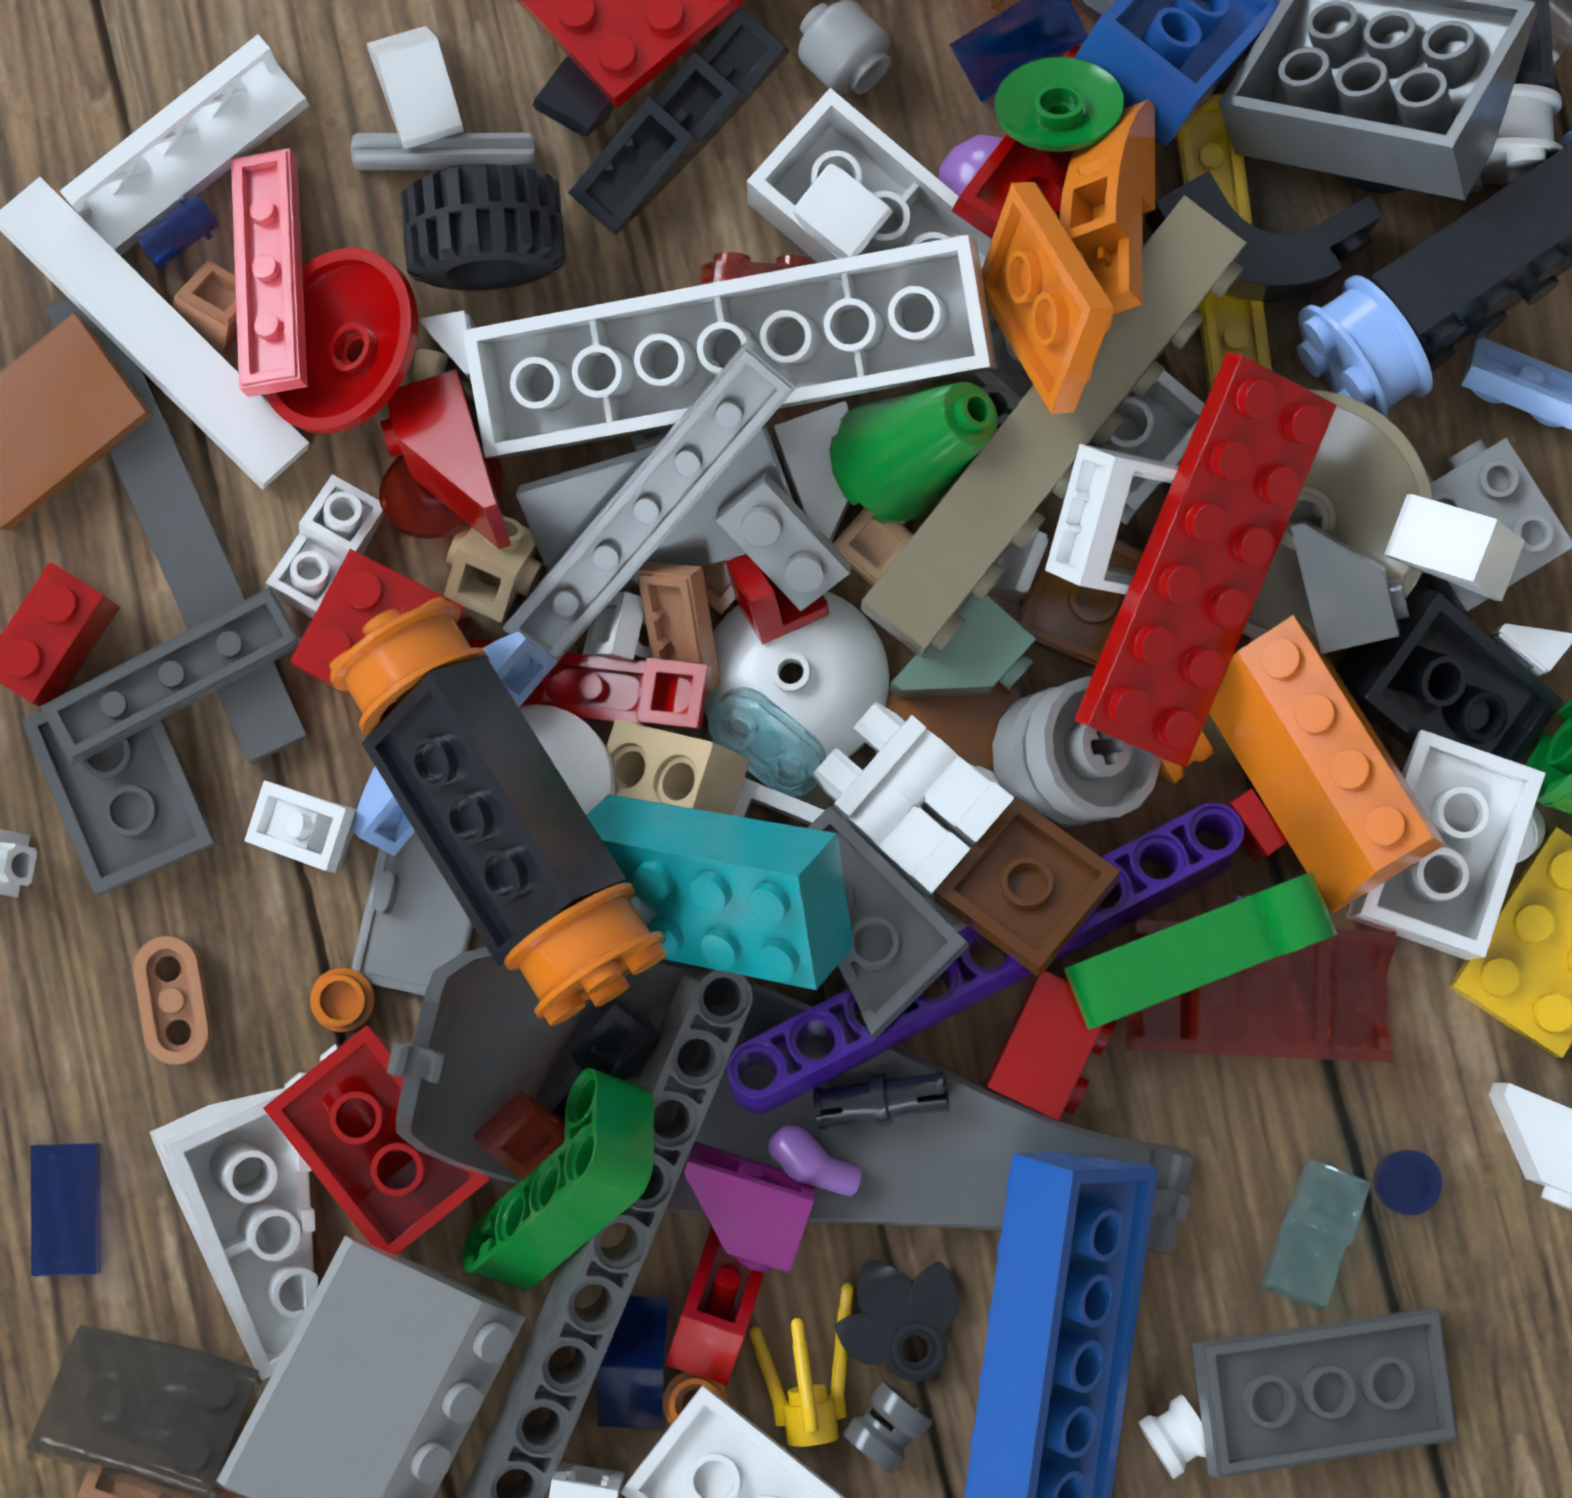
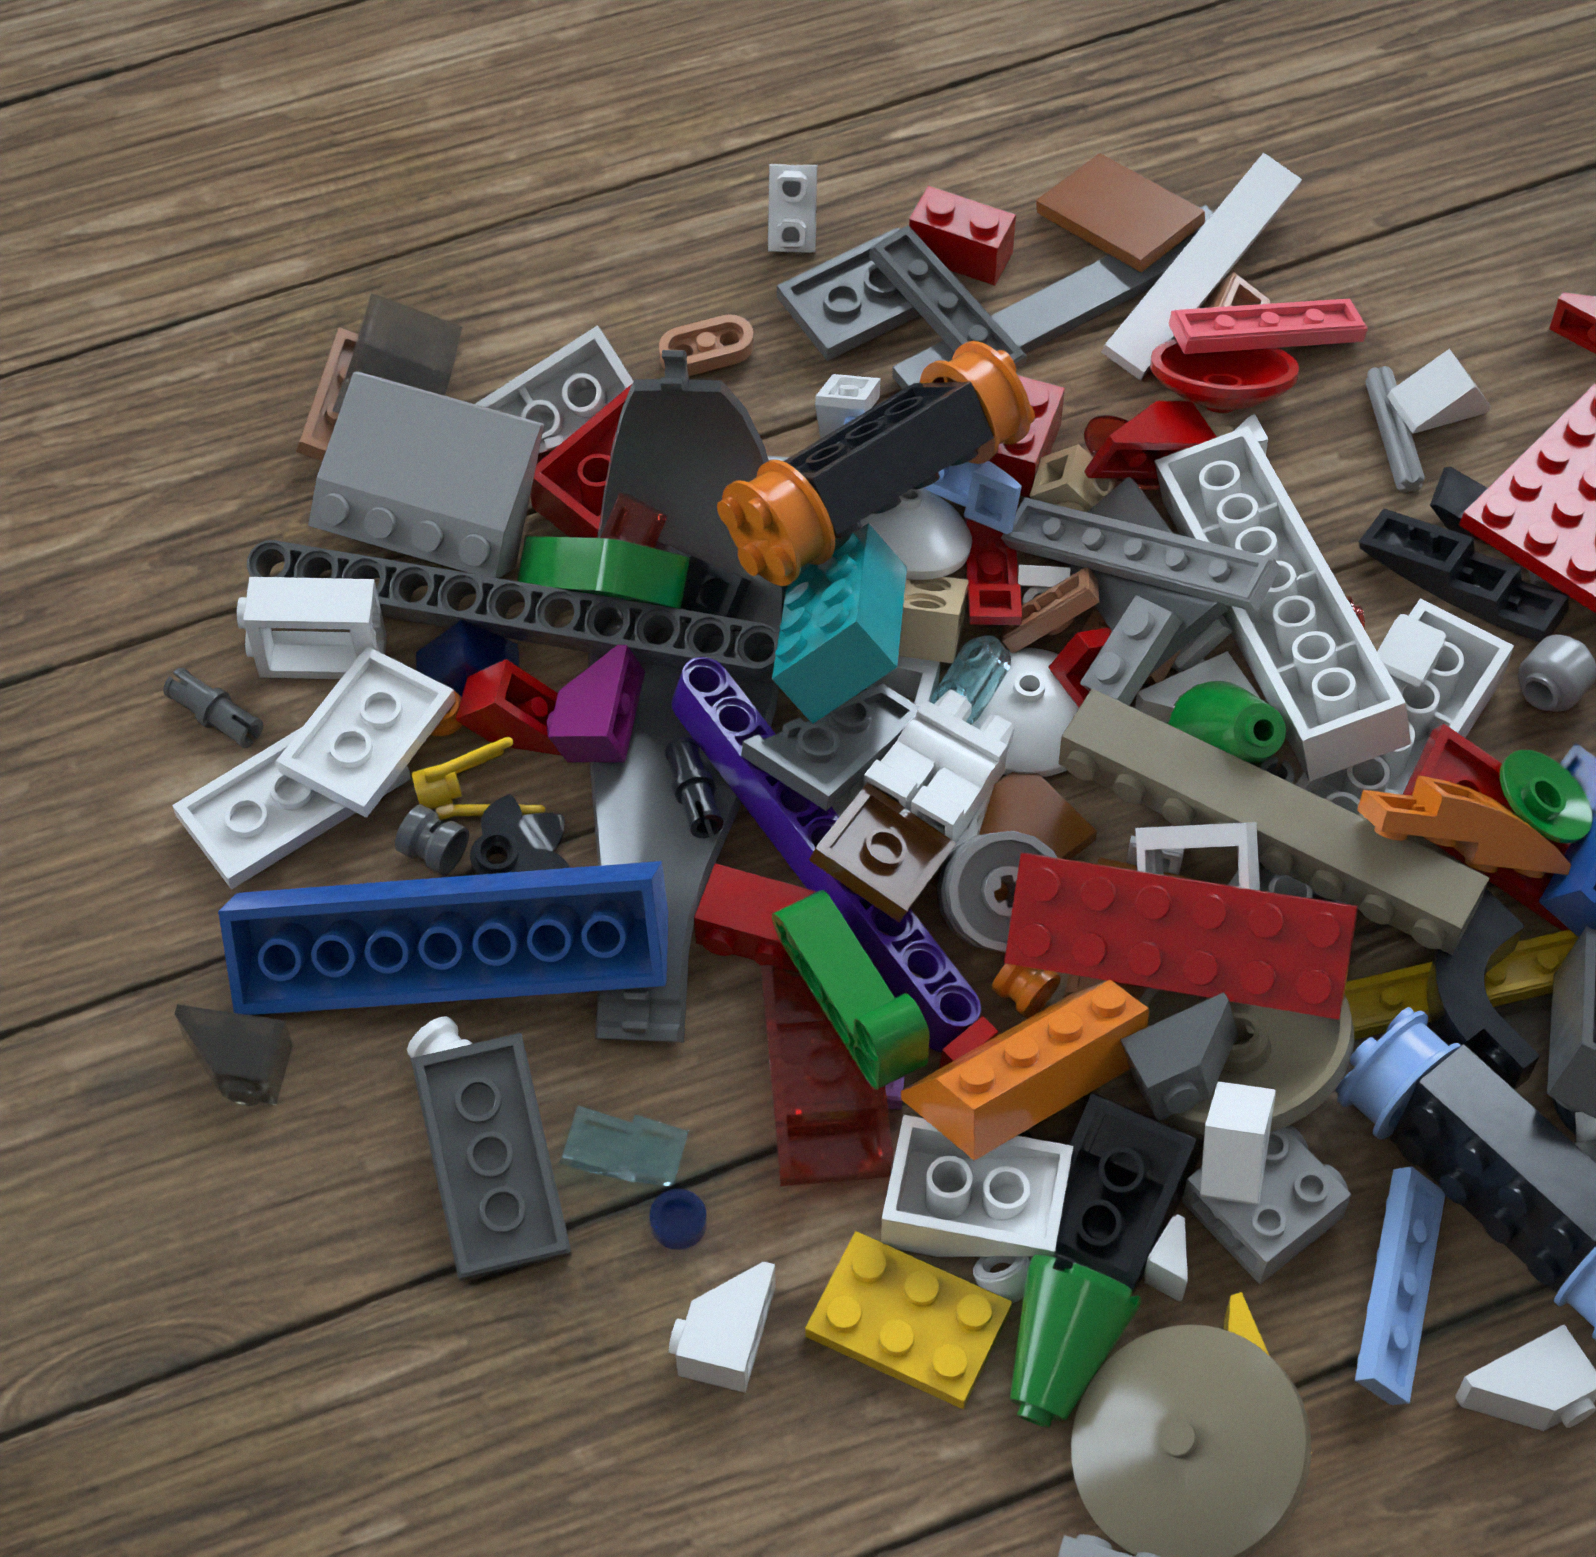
camera: 85 degrees right, 25 degrees down
(65, 1209) = (545, 307): clear blue tile -> none
(178, 230) = (1294, 280): clear blue pin -> none
(186, 145) = (1350, 273): white fence -> none
(333, 524) = (1083, 395): white slope -> none
(483, 227) = (1335, 437): black tyre -> none
(810, 1164) = (635, 747): medium lavender arm -> none
(979, 657) = (1071, 813): sand green slope -> none
(1045, 298) = (1376, 764): orange plate -> none

